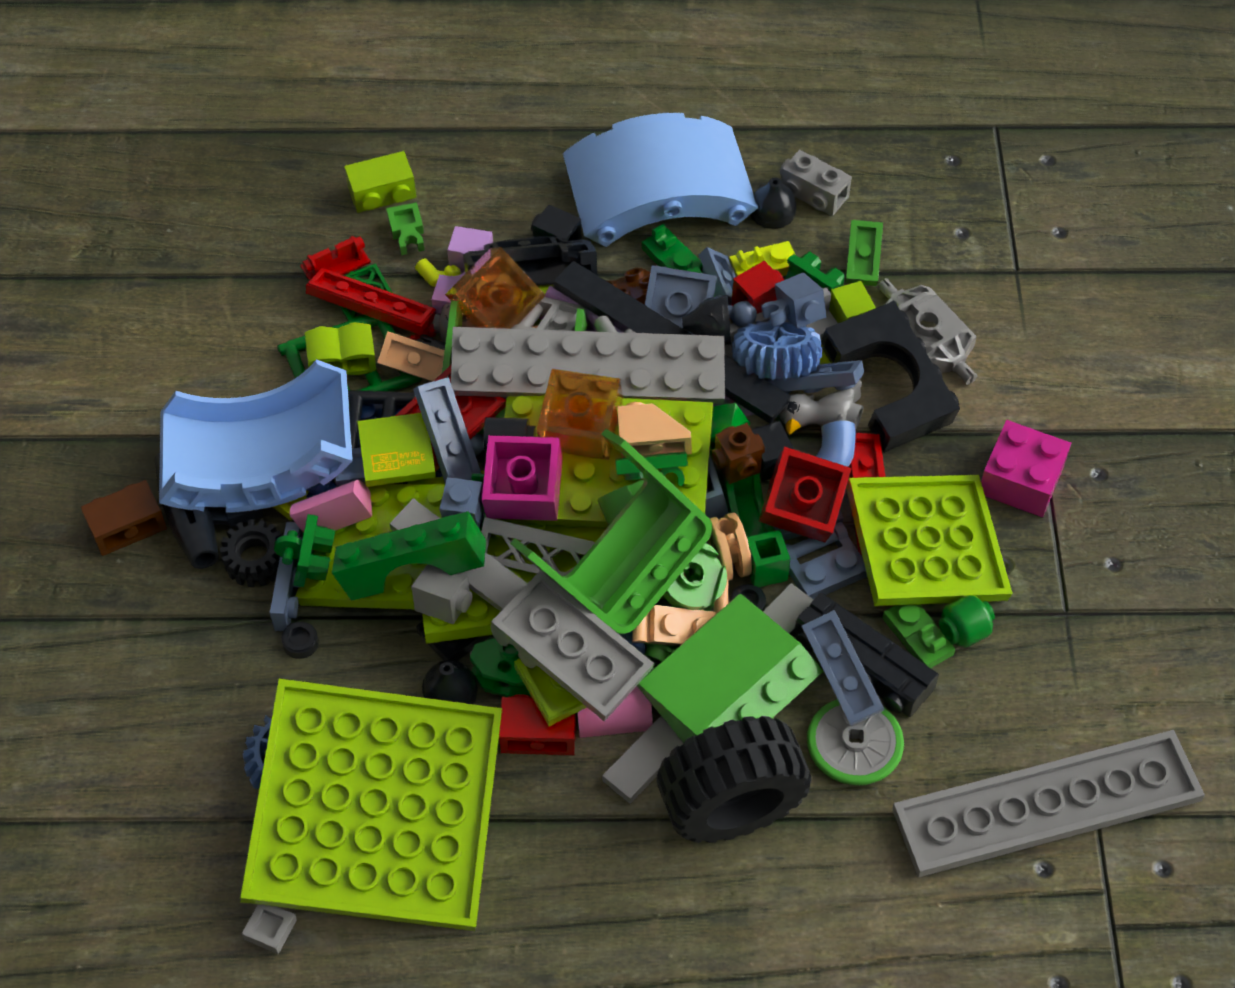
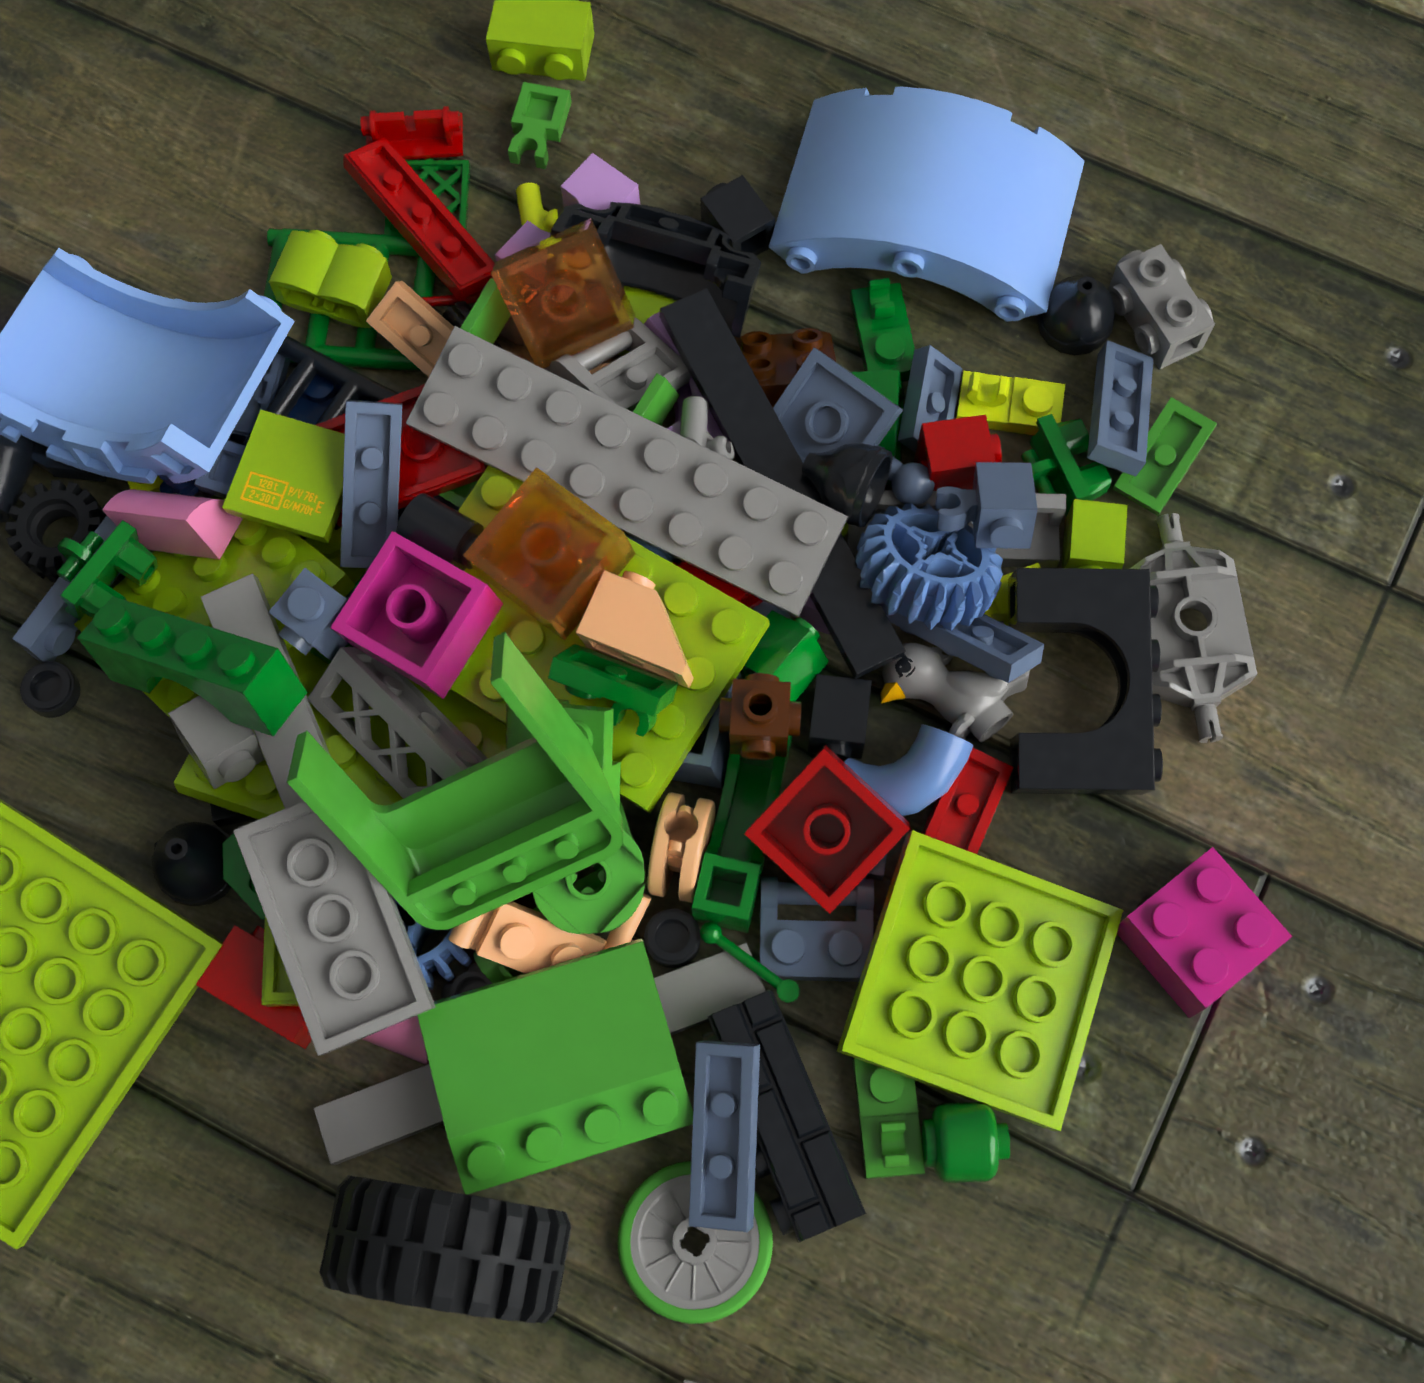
camera: 30 degrees right, 15 degrees up
(769, 586) = (786, 989): none -> green hinge
(827, 237) = (1121, 408): none -> sand blue plate

